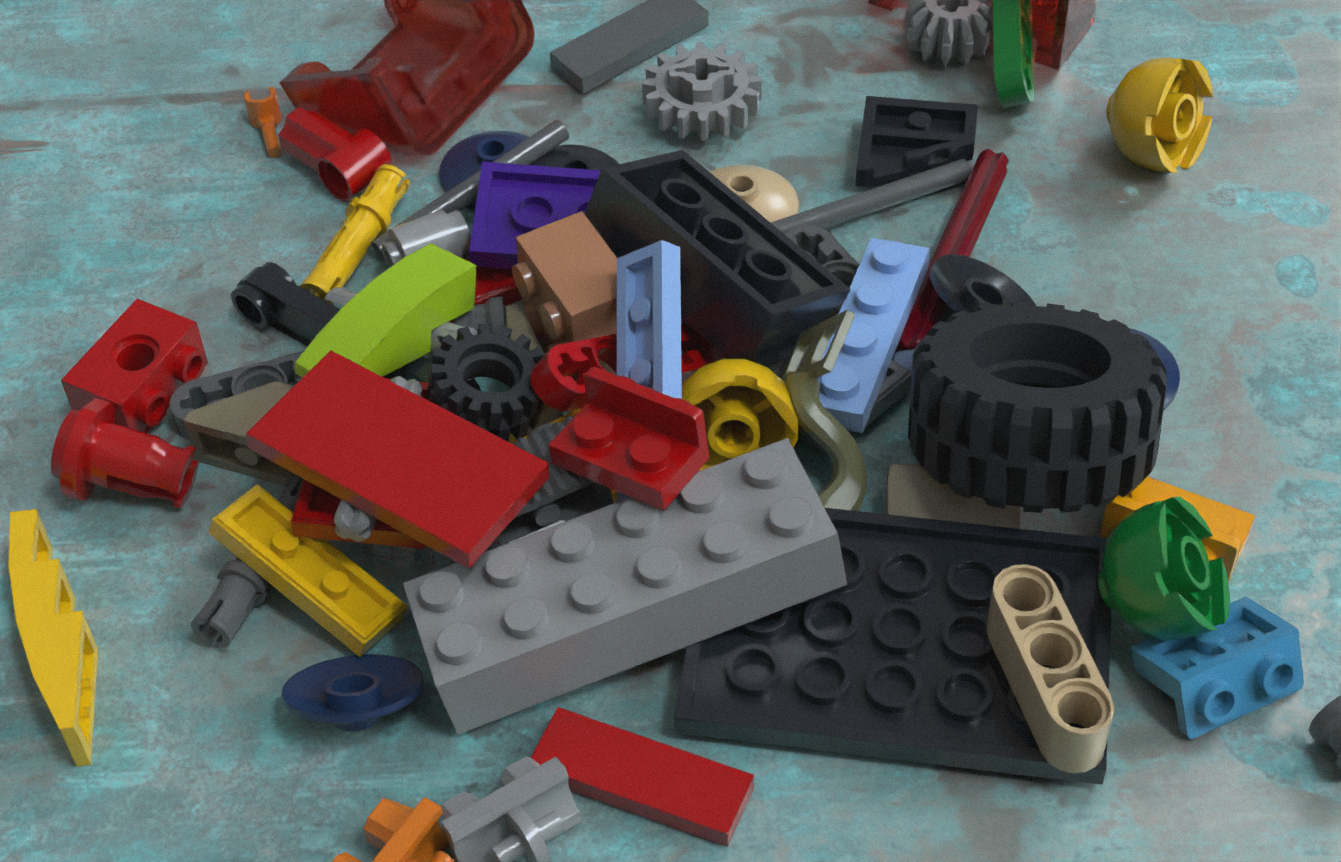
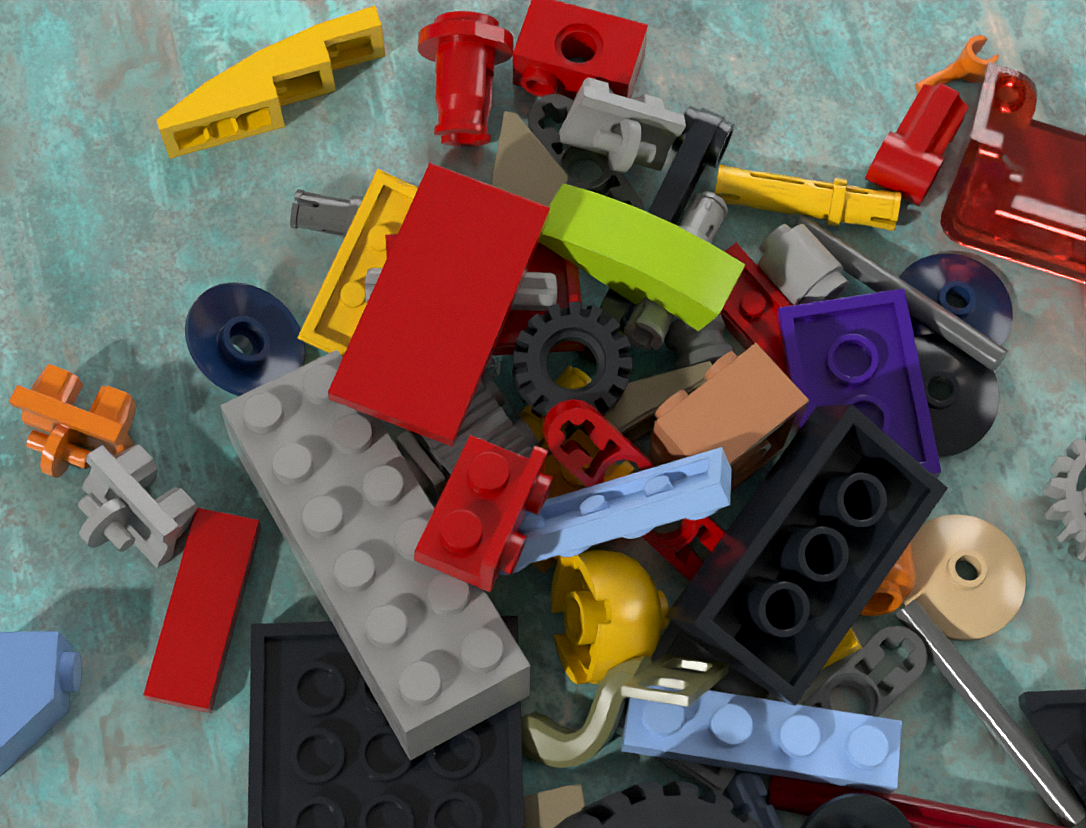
camera: 75 degrees right, 20 degrees up
(236, 338) = (621, 127): none -> light grey hips

